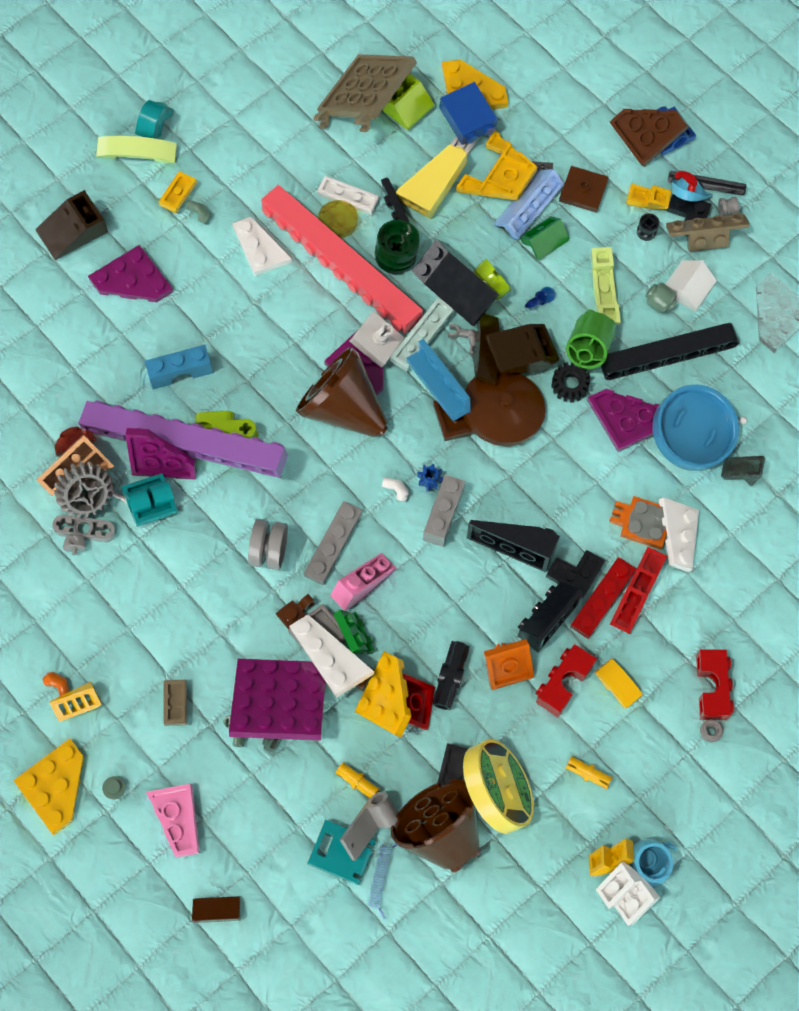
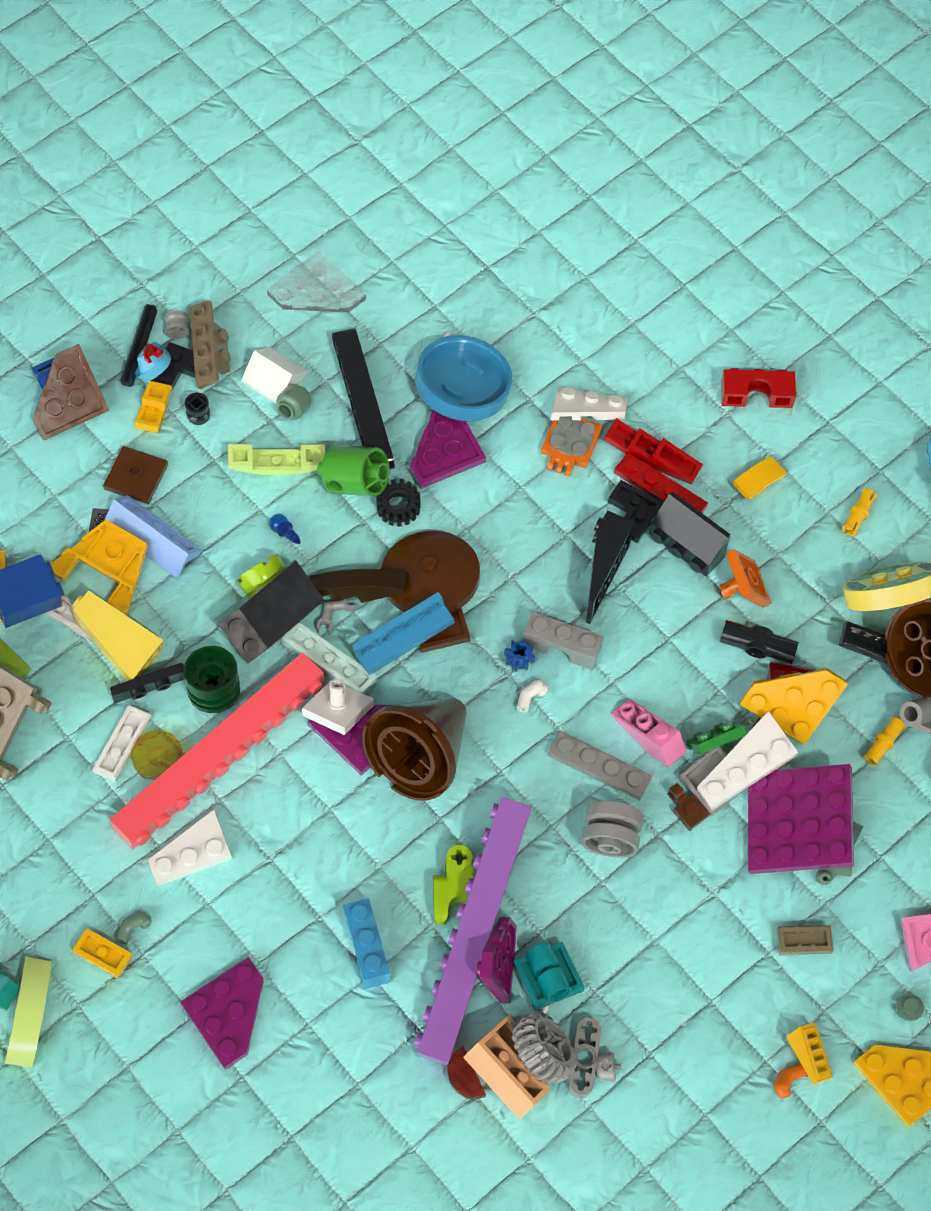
camera: 90 degrees left, 5 degrees down
(71, 225) = (148, 1090): dark brown slope -> none
(523, 349) = (363, 542): dark brown slope -> none
(546, 237) = (200, 519): green panel -> none
(575, 664) = (773, 540): red arch -> none
(716, 726) = (806, 390): light grey plate -> none
(746, 468) = (512, 335): clear smoke slope -> none

